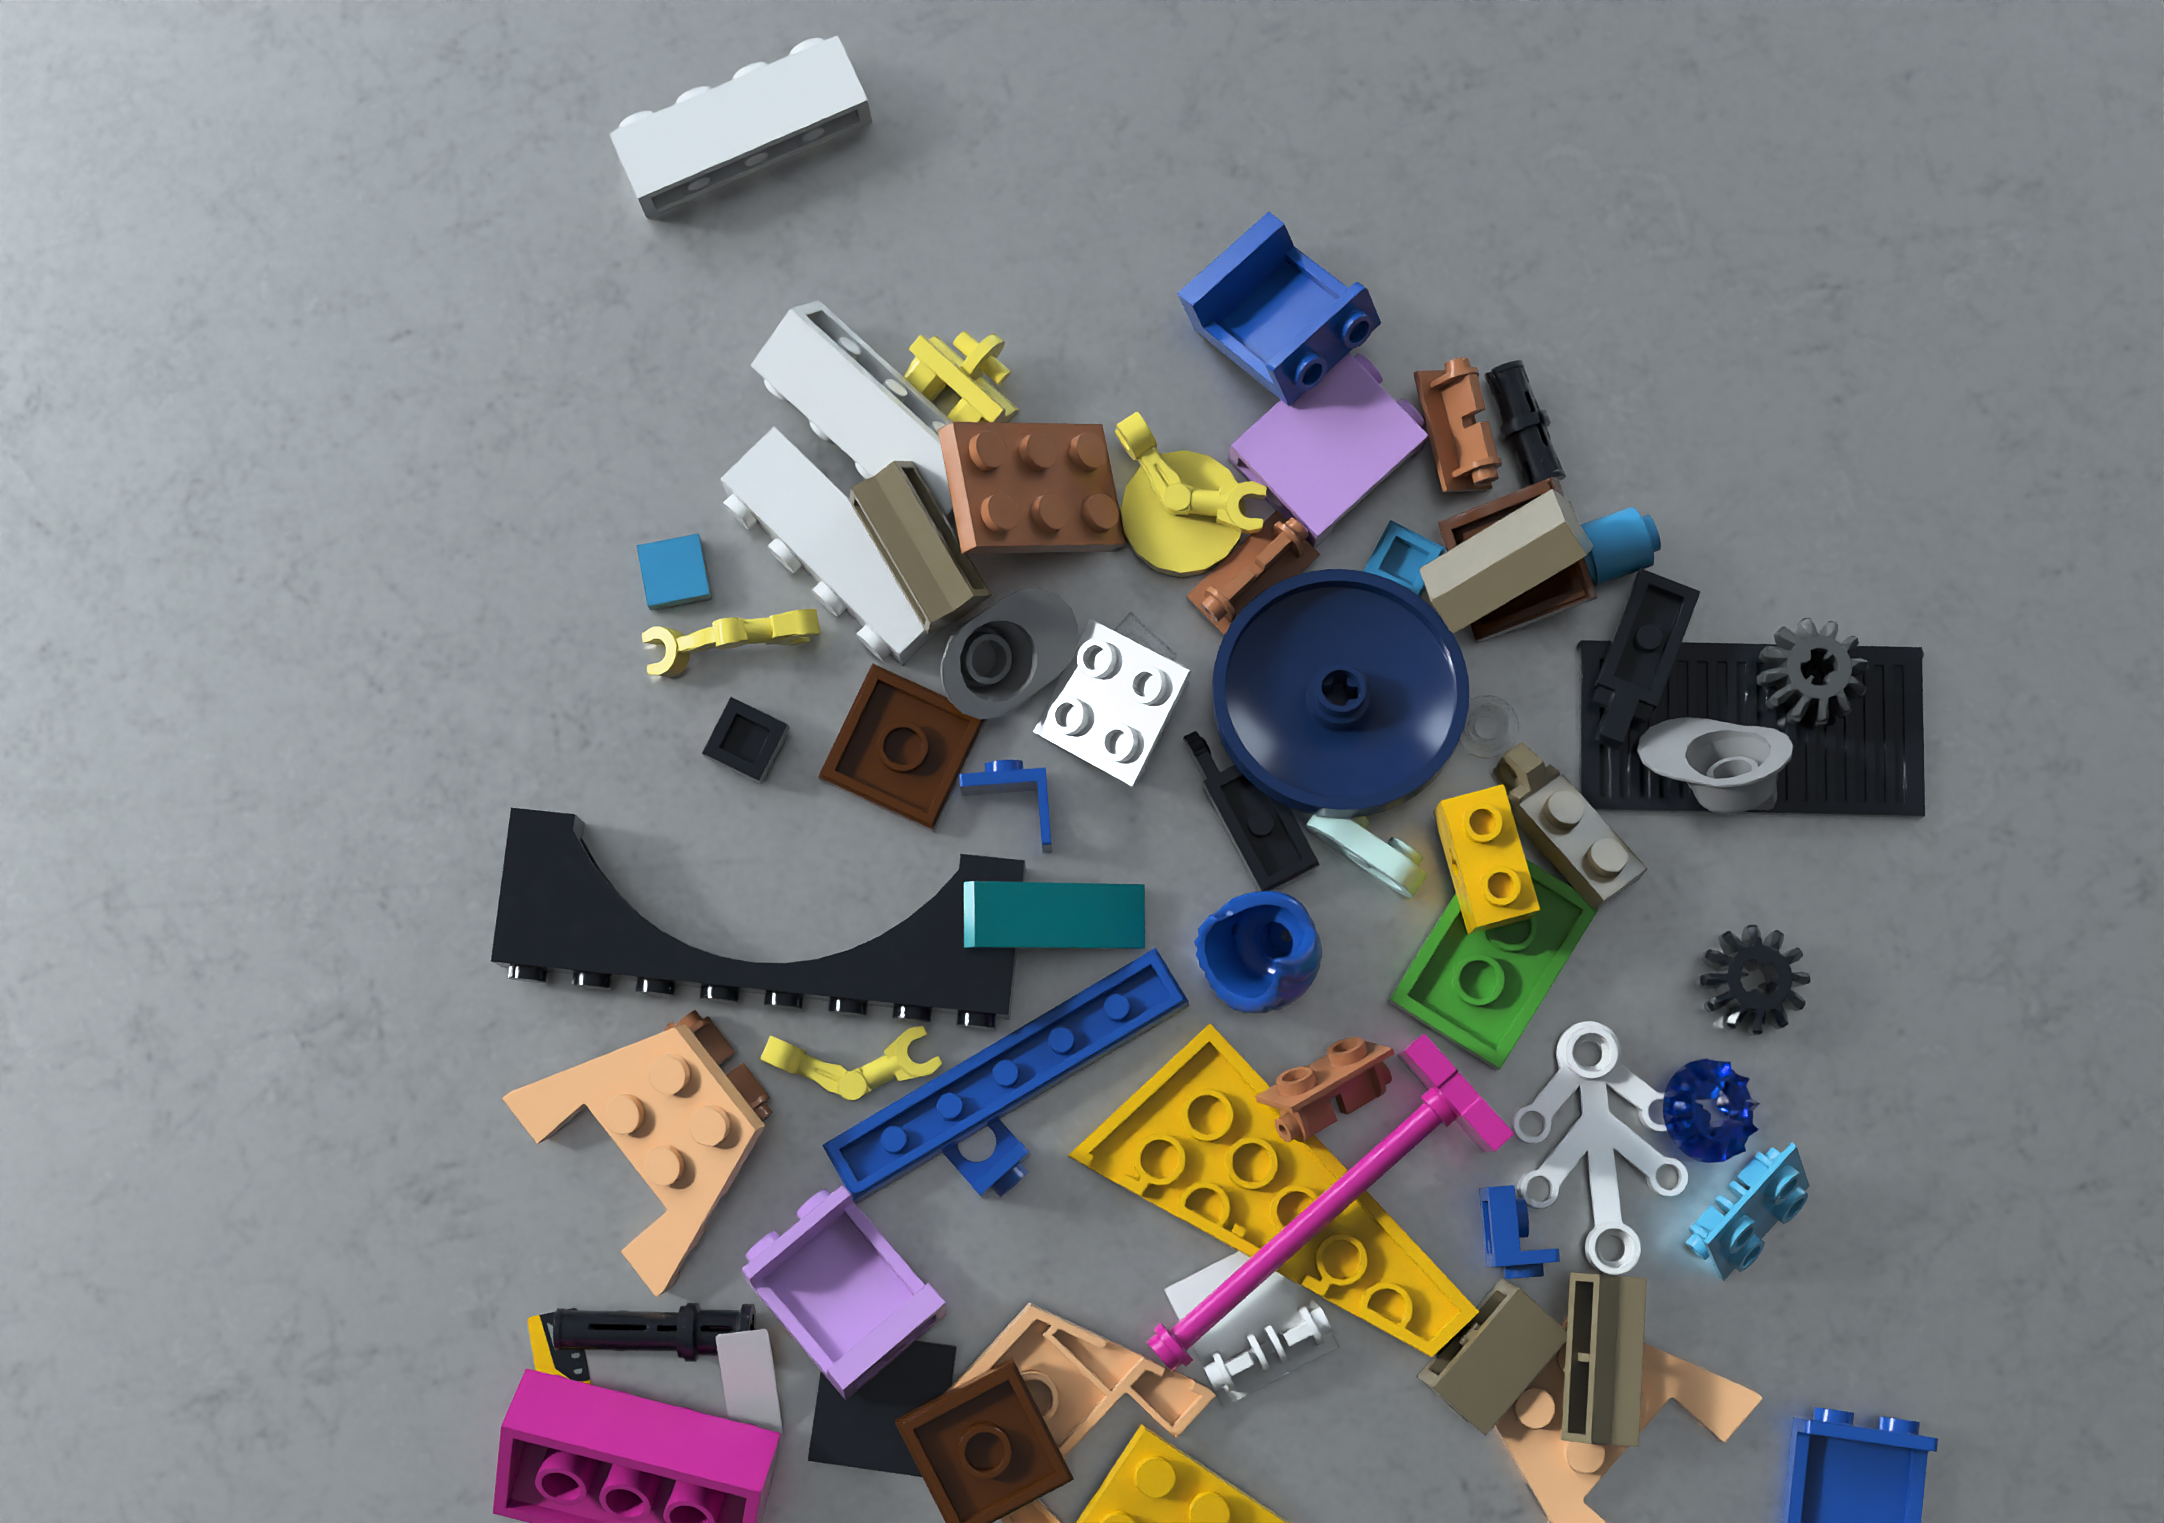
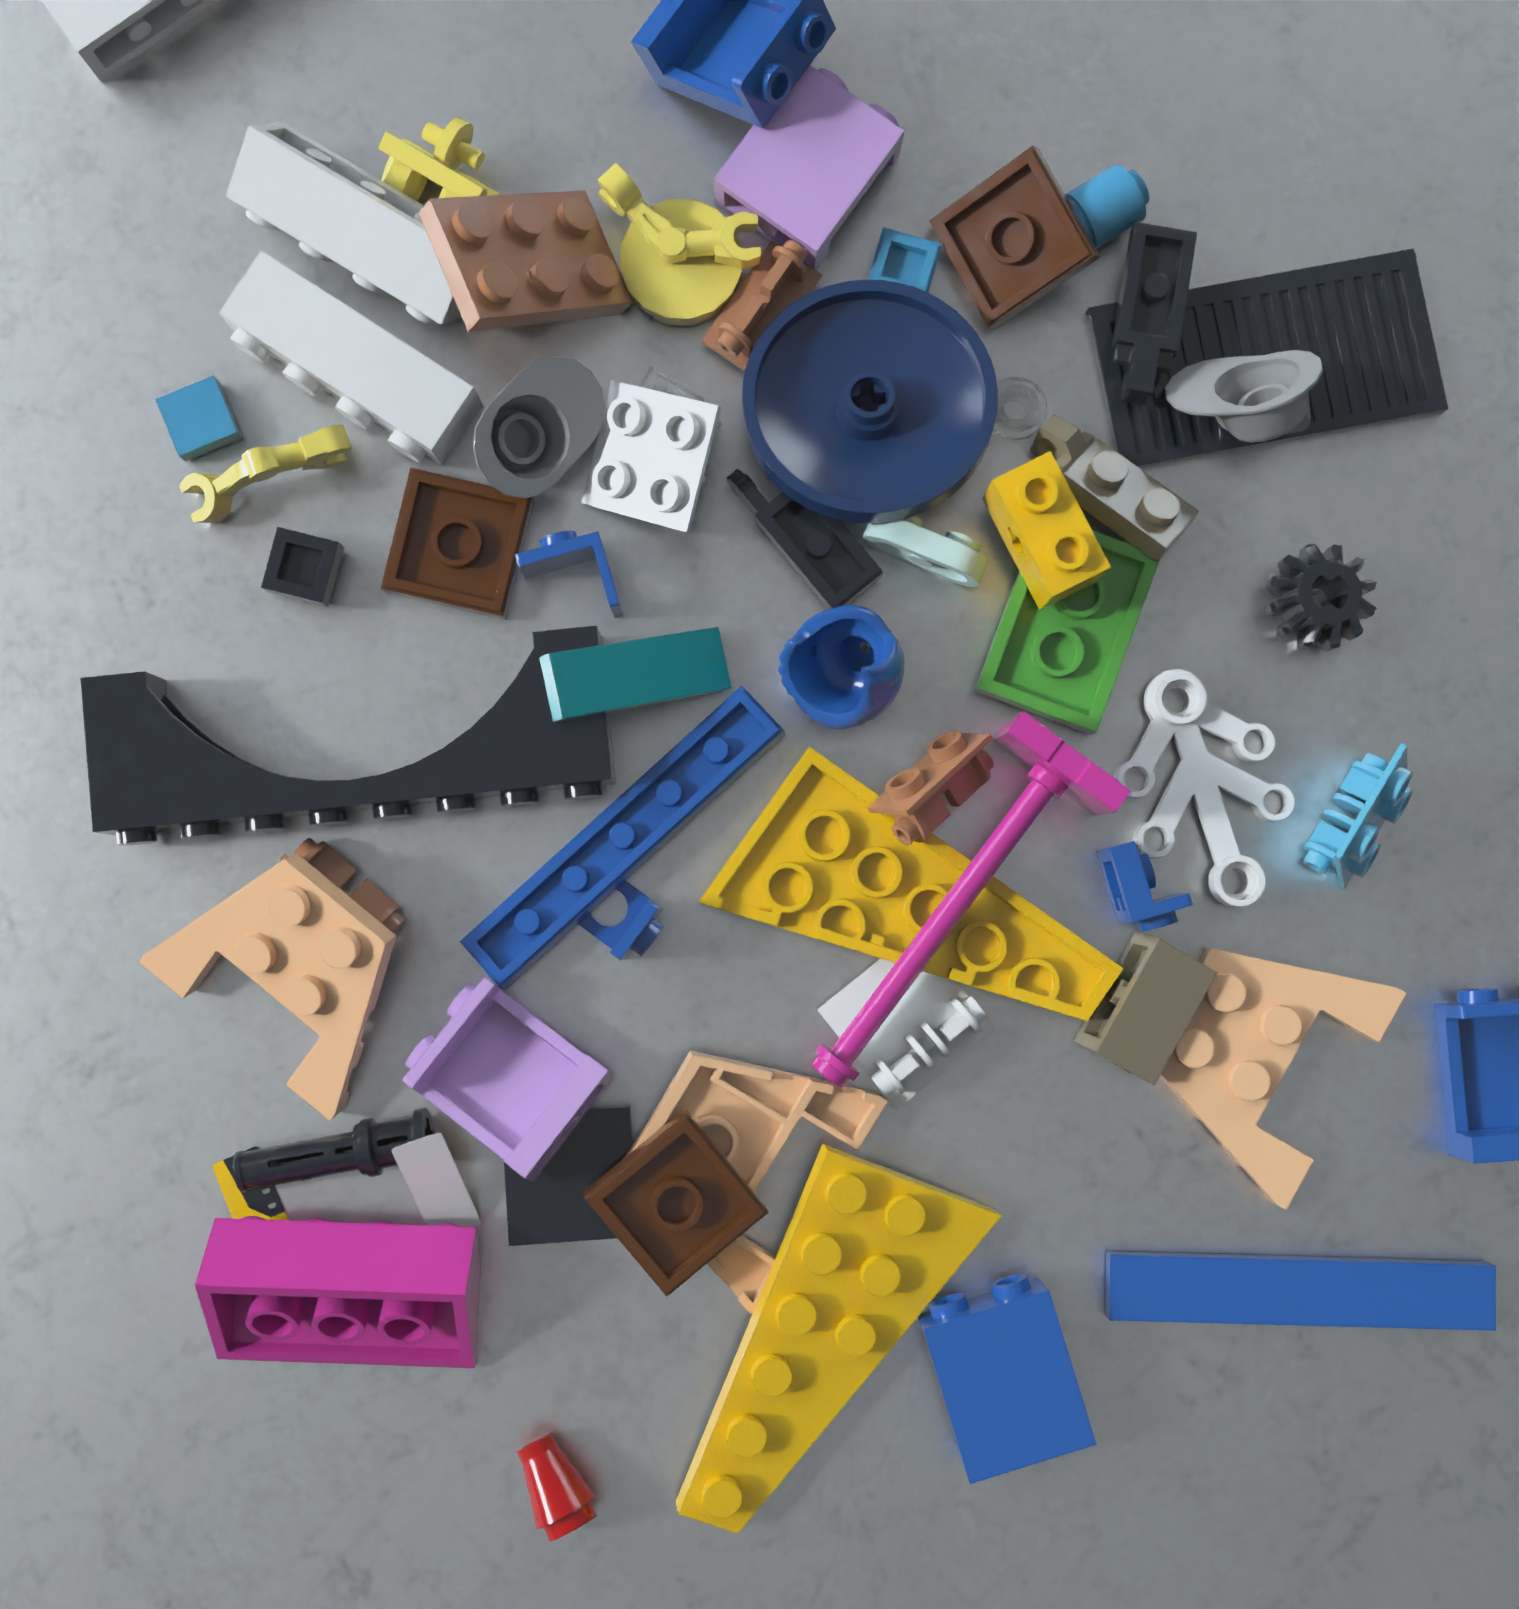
camera: 20 degrees left, 5 degrees up
(857, 1082) = (481, 874): light yellow piece -> none
(918, 545) = (425, 336): dark tan piece -> none
(1460, 446) = (939, 142): nougat hinge -> none
(1505, 560) = (1004, 234): dark tan piece -> none
(1524, 423) = (990, 104): black pin -> none
(1604, 1359) = (1255, 990): dark tan piece -> none
(1690, 1123) = (1287, 745): clear blue gear -> none
(1828, 694) = (1326, 268): dark grey gear -> none

